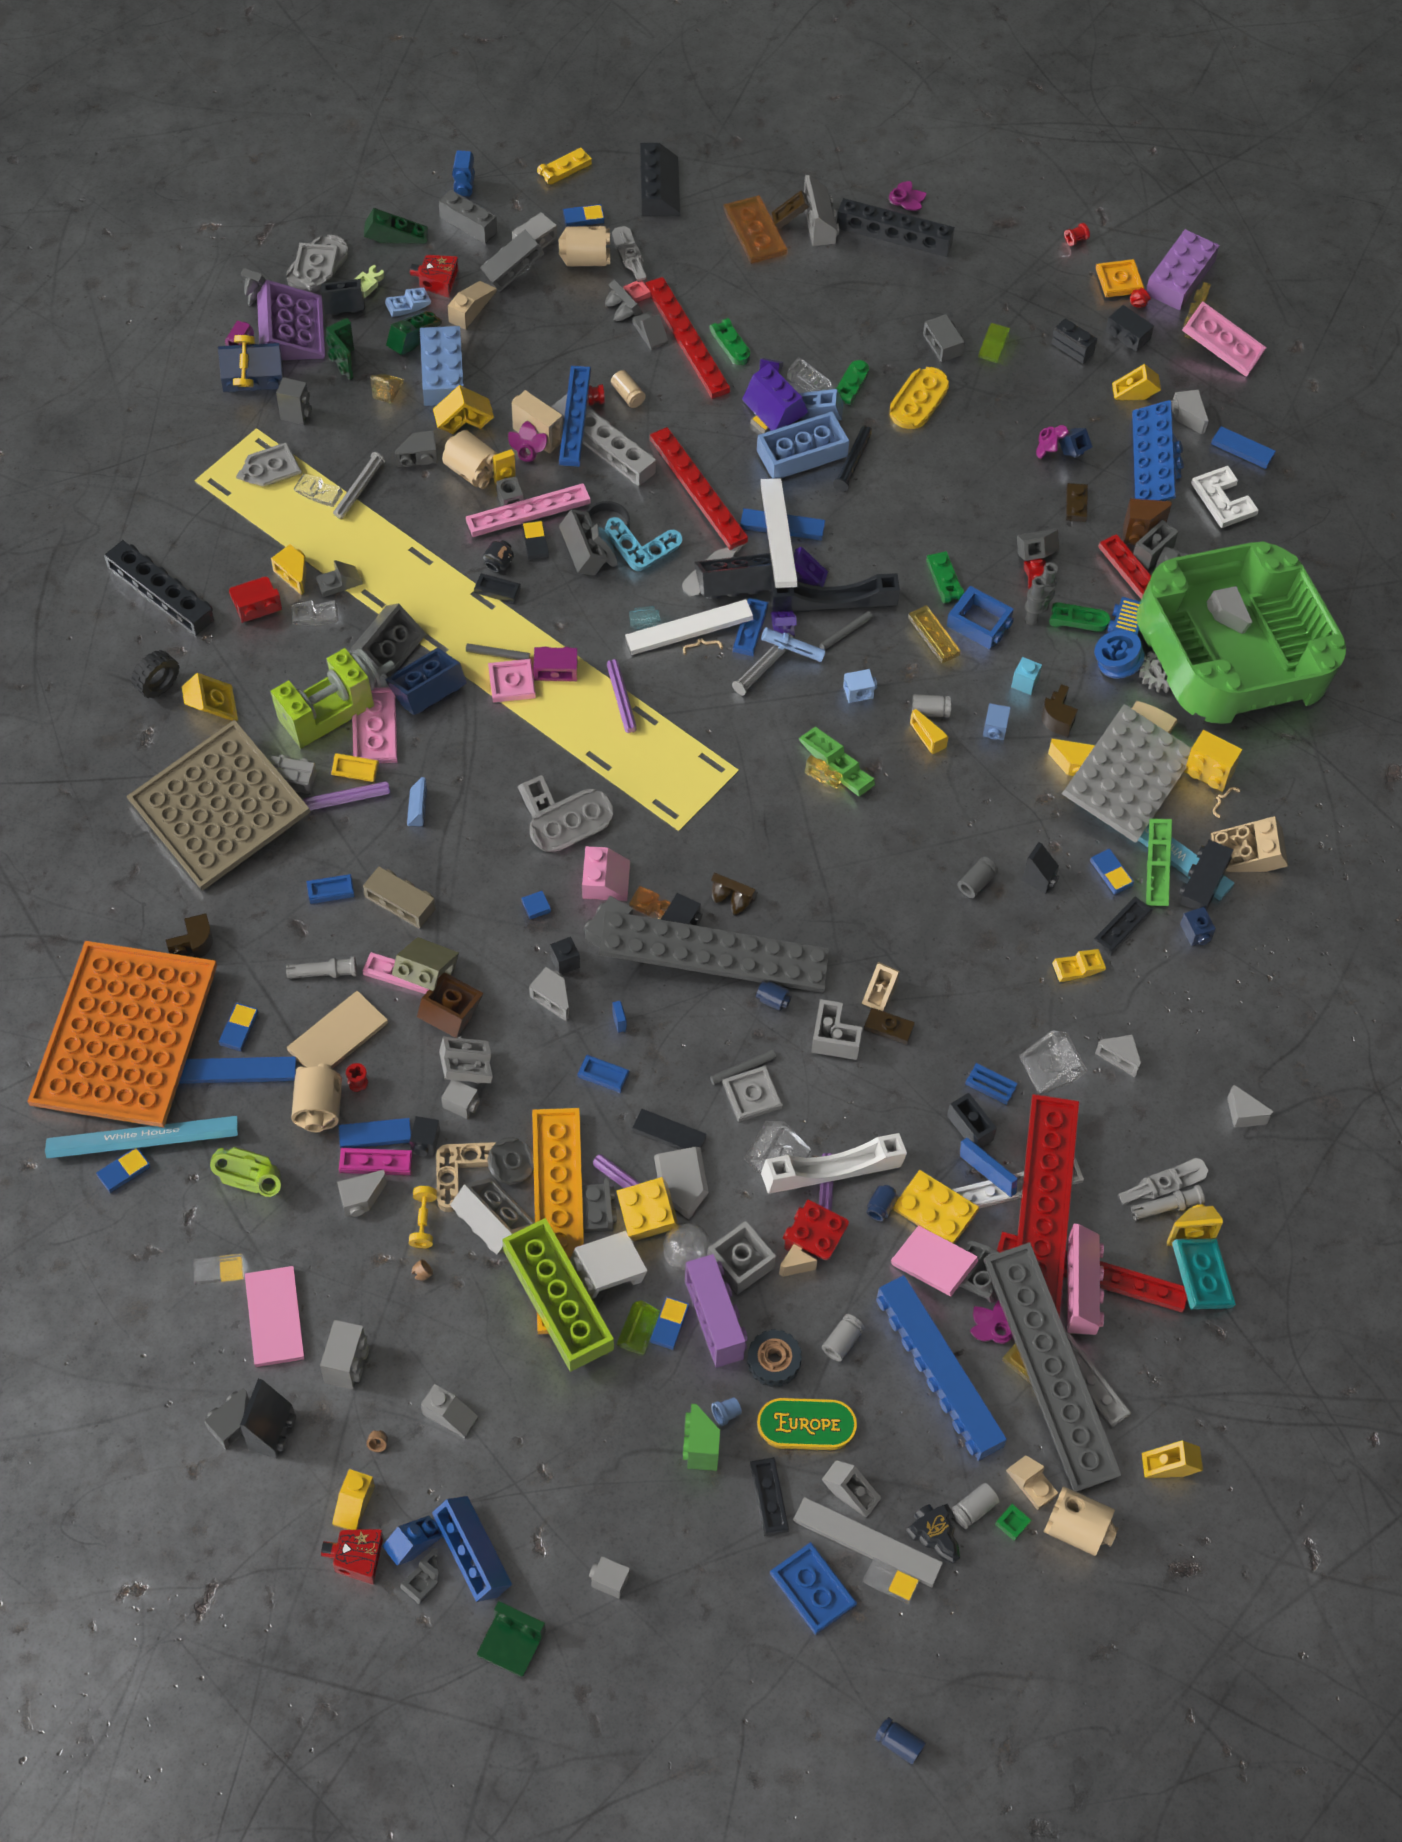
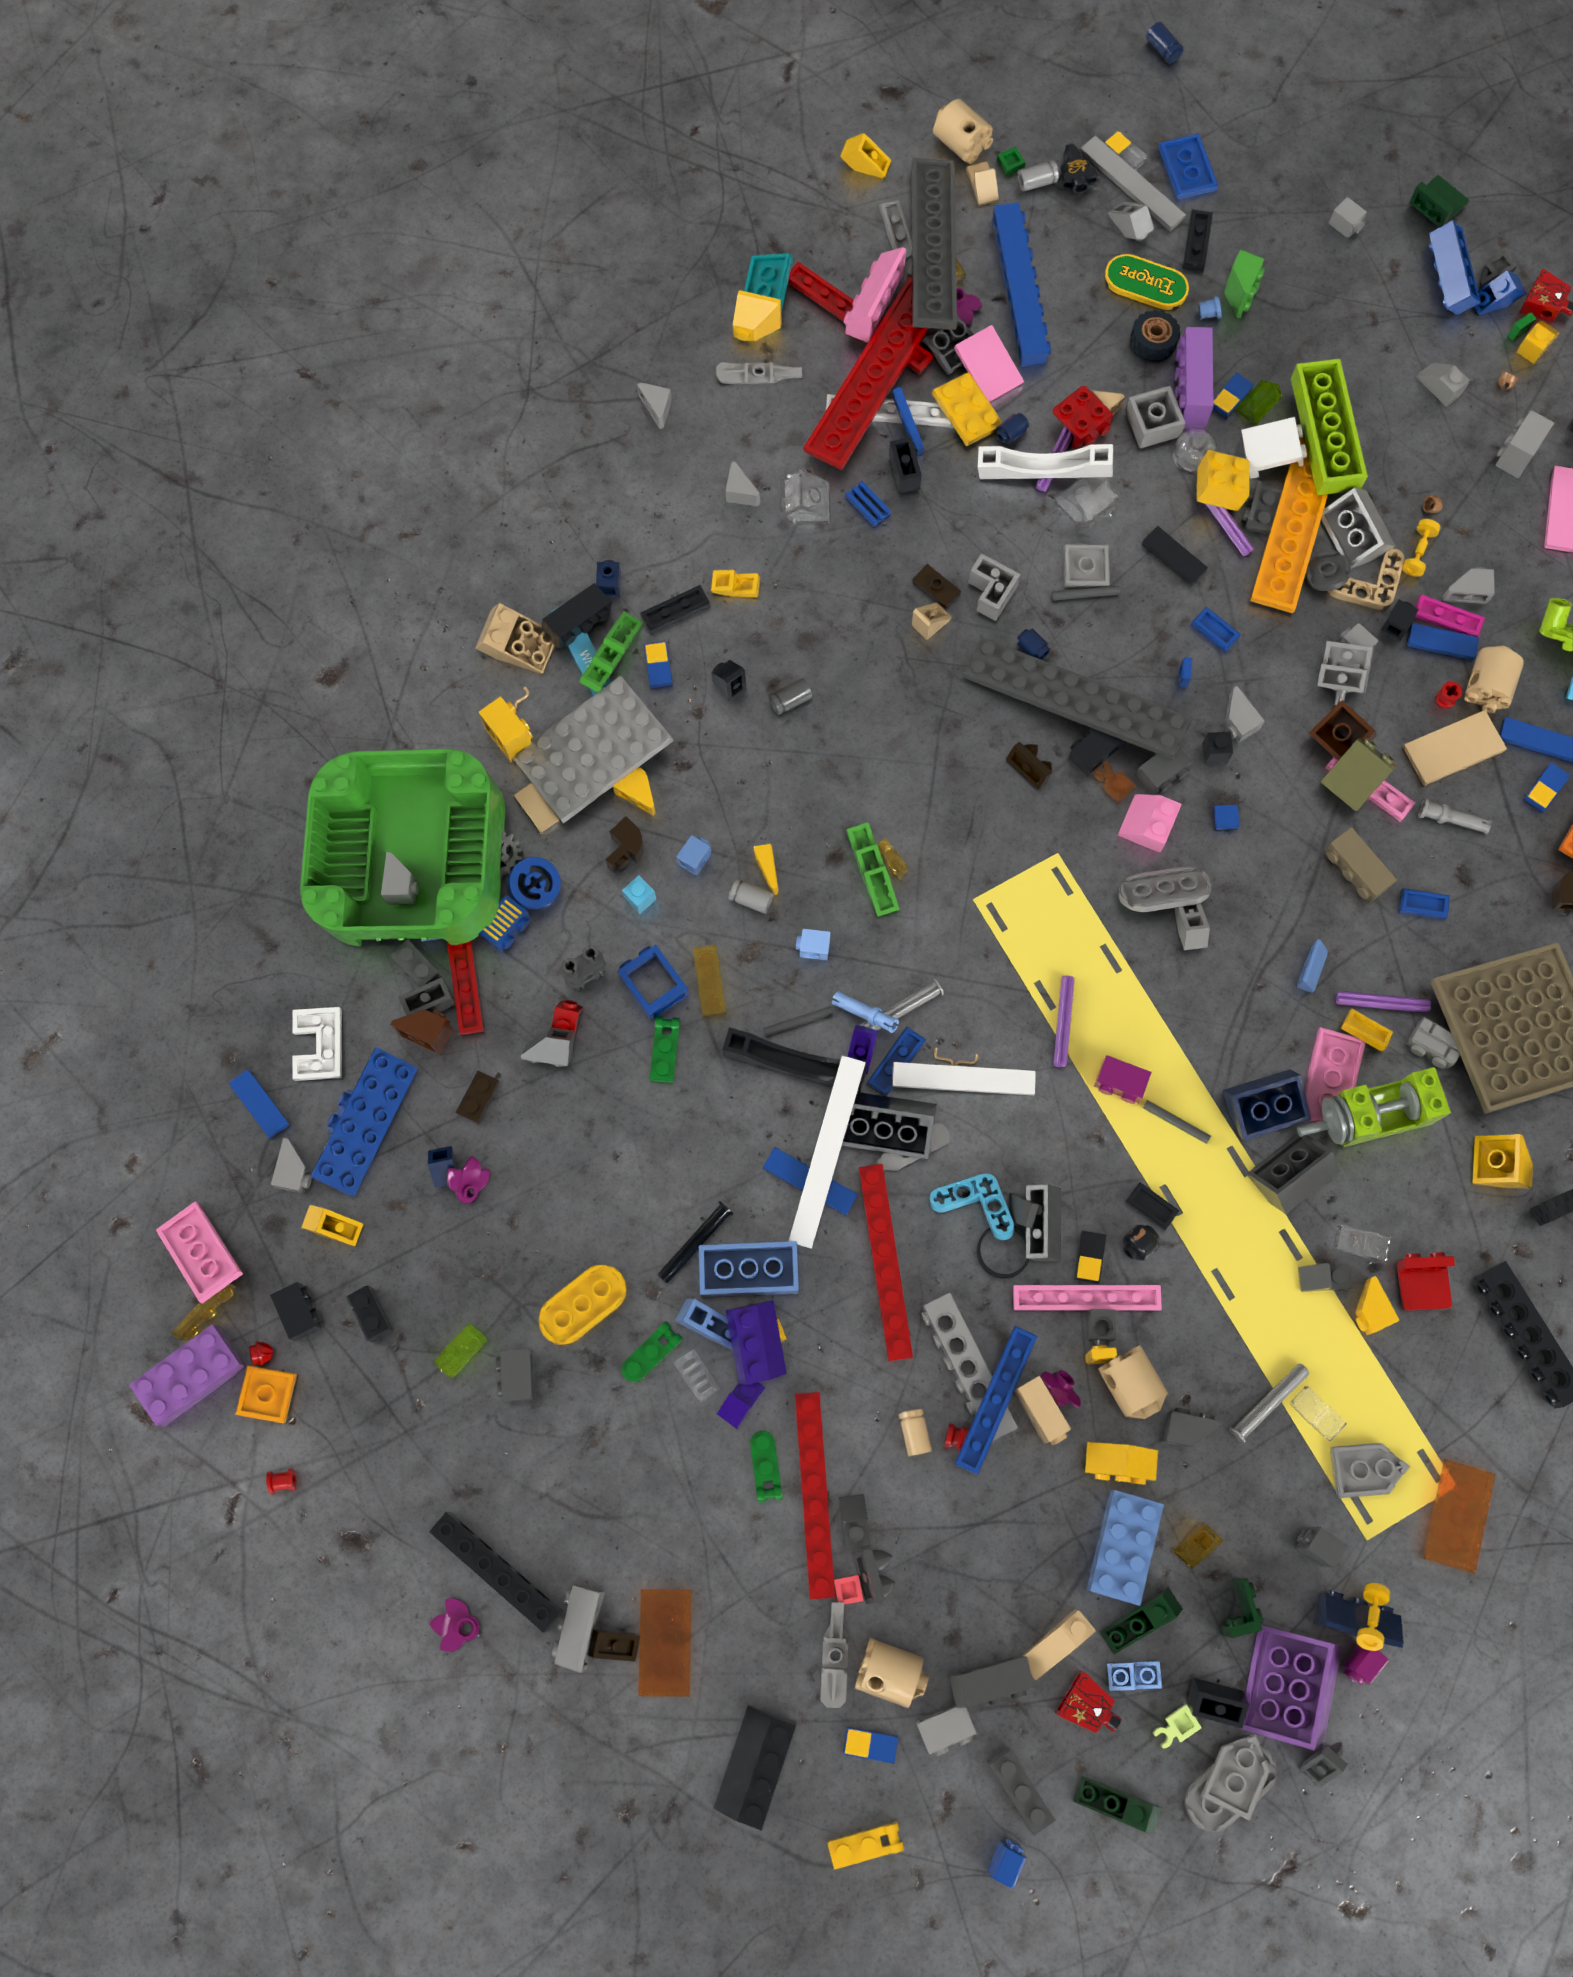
camera: 155 degrees left, 15 degrees up
(188, 459) = (1459, 1516): none -> clear orange tile
(377, 1507) = (1521, 326): none -> green tile
(511, 680) = (1172, 1081): bright pink tile -> none
(644, 617) = (1007, 1107): clear light blue brick -> none
(685, 1178) = (1178, 508): light grey tile -> none
(808, 569) = (808, 1104): dark purple slope -> none
(843, 1337) = (1091, 332): light grey piece -> none
(1079, 617) = (545, 946): green plate -> none
(1178, 1201) = (755, 349): light grey pin -> none

